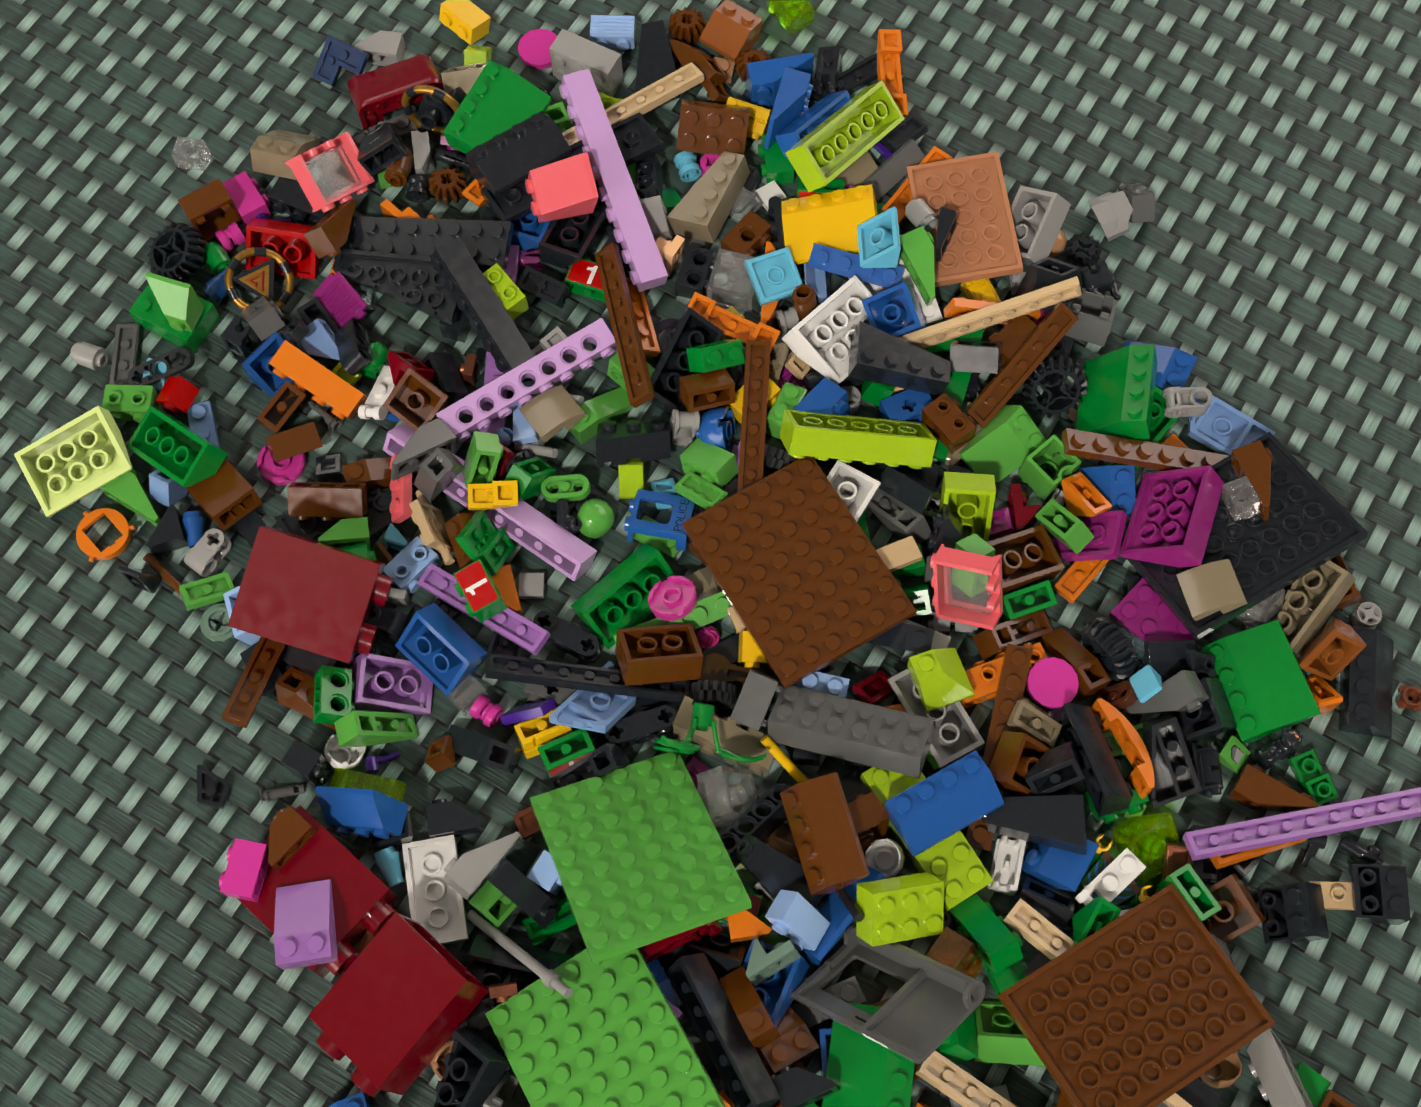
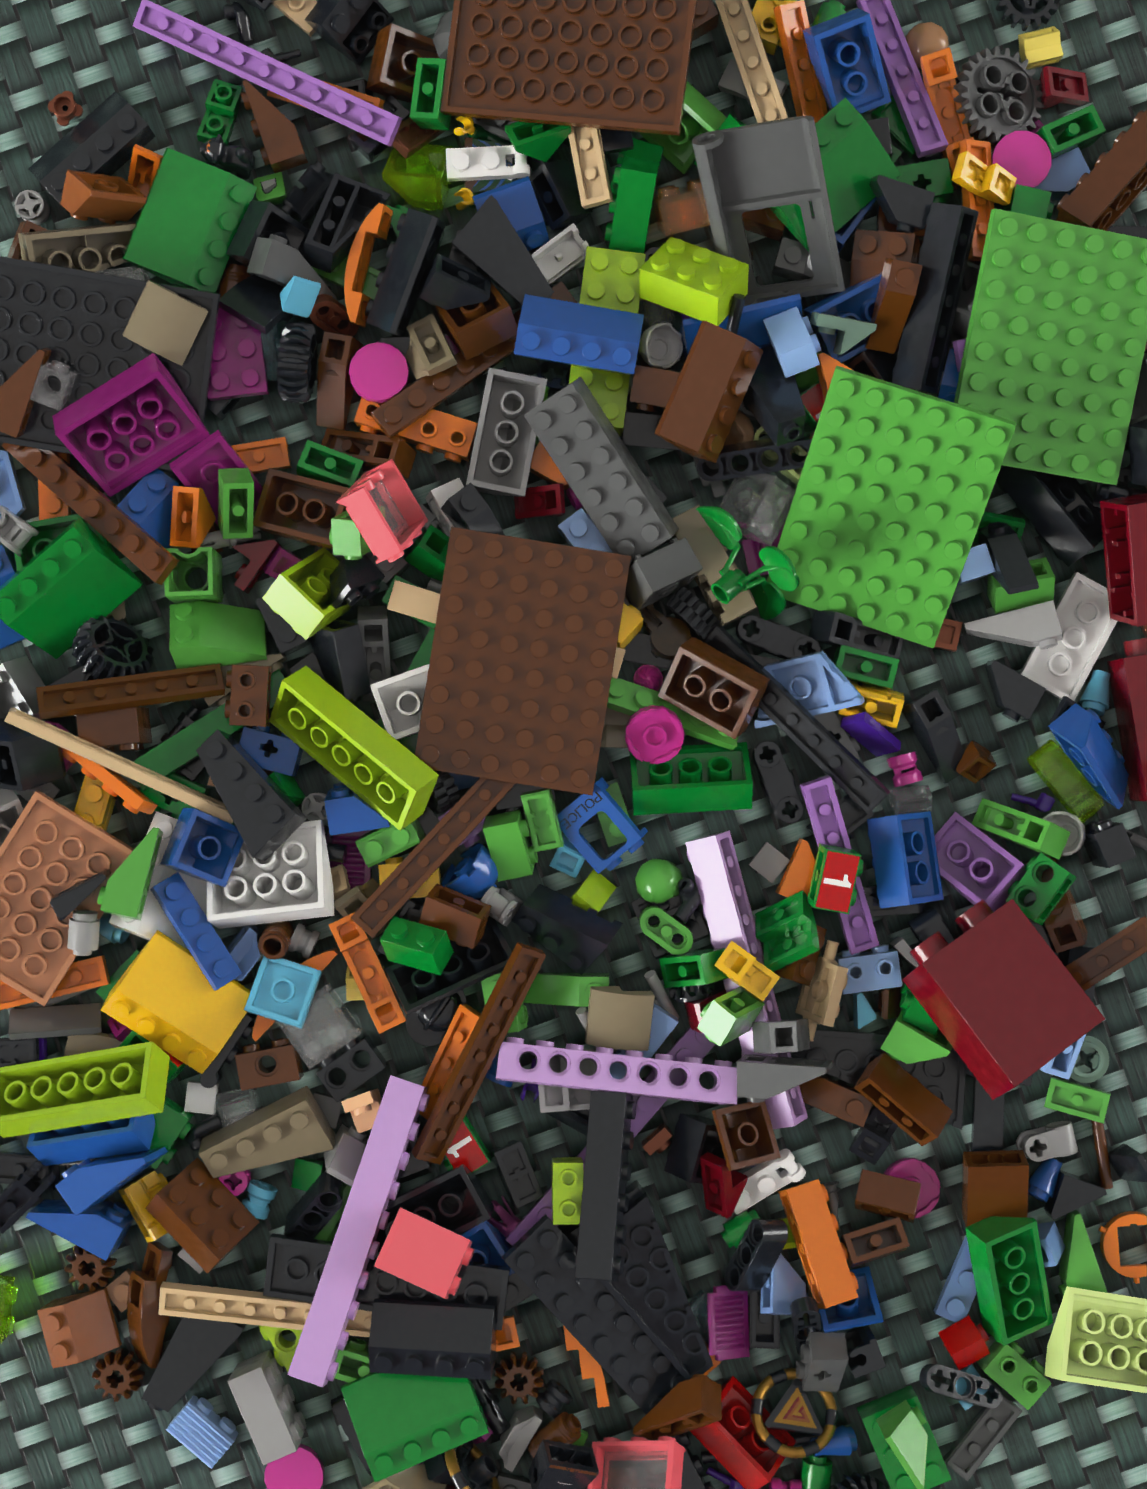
camera: 140 degrees left, 20 degrees up
(89, 355) = (1018, 1463): light grey brick -> none
(401, 497) = (828, 1048): coral hinge -> none
(503, 991) = (1086, 492): copper plate -> none
(505, 436) = (686, 1036): medium blue hinge -> none
(549, 977) = (1046, 460): light grey bar -> none
(782, 758) = (676, 494): yellow bar -> none
(879, 241) = (155, 932): medium azure slope -> none
(939, 678) = (478, 454): lime slope -> none
(976, 356) = (166, 736): hinge -> none
(1201, 663) = (233, 275): black piece -> none

